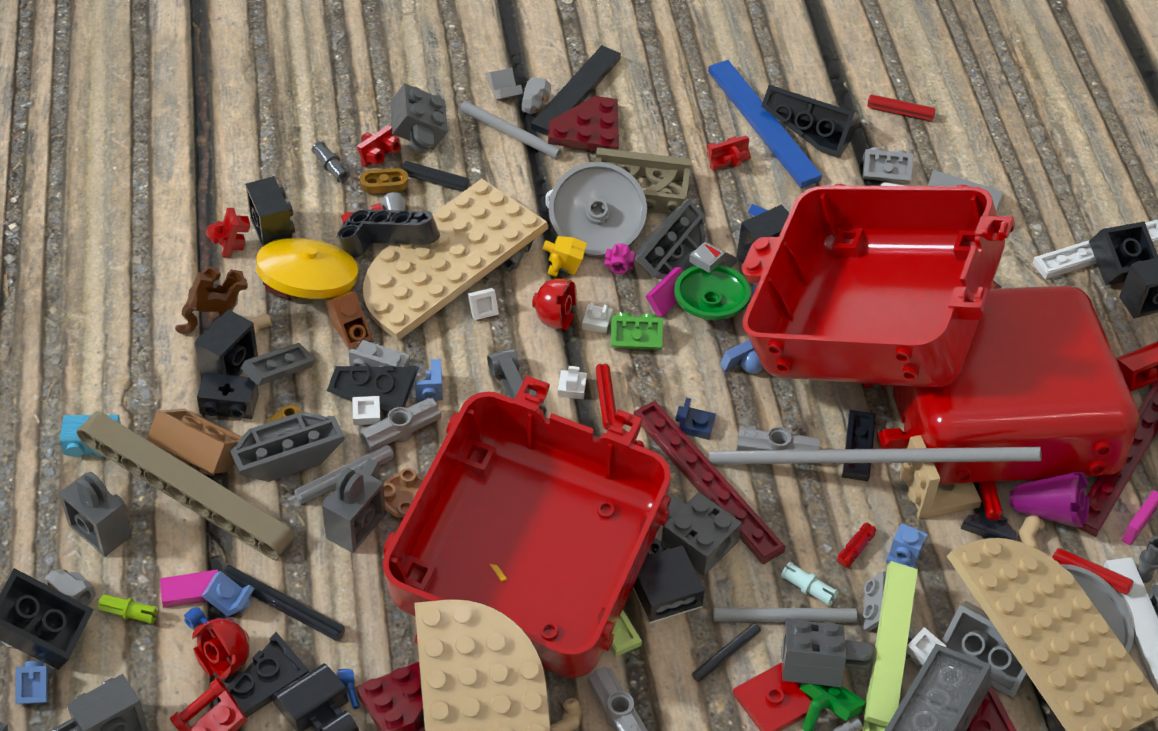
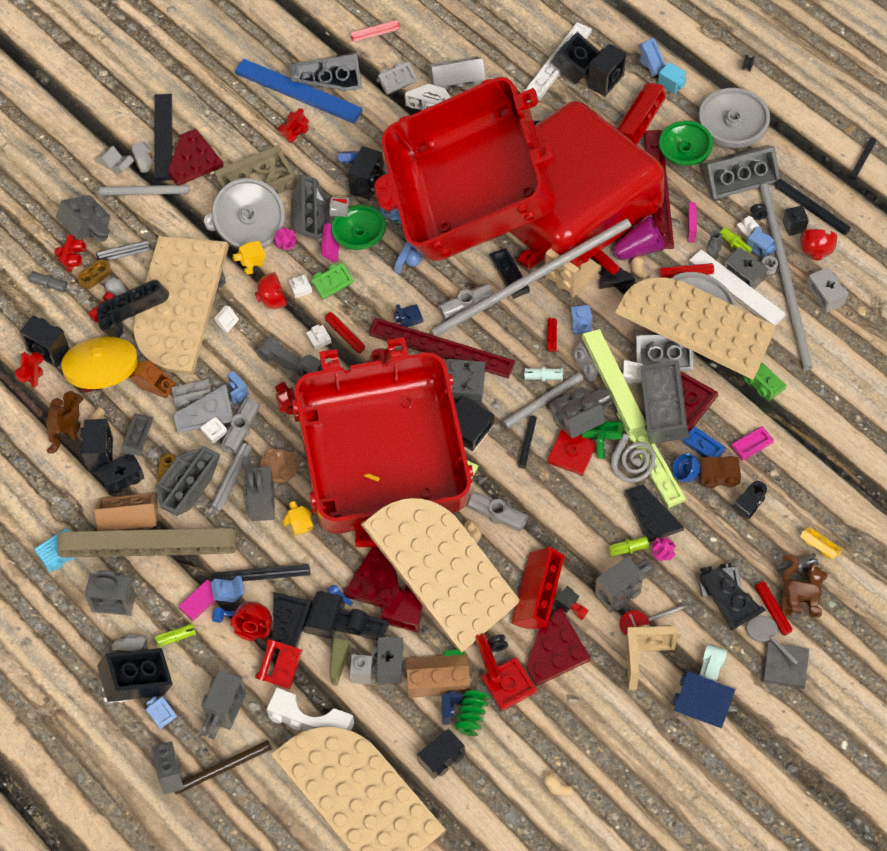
camera: 30 degrees left, 10 degrees up
(370, 568) = (298, 519): none -> yellow piece

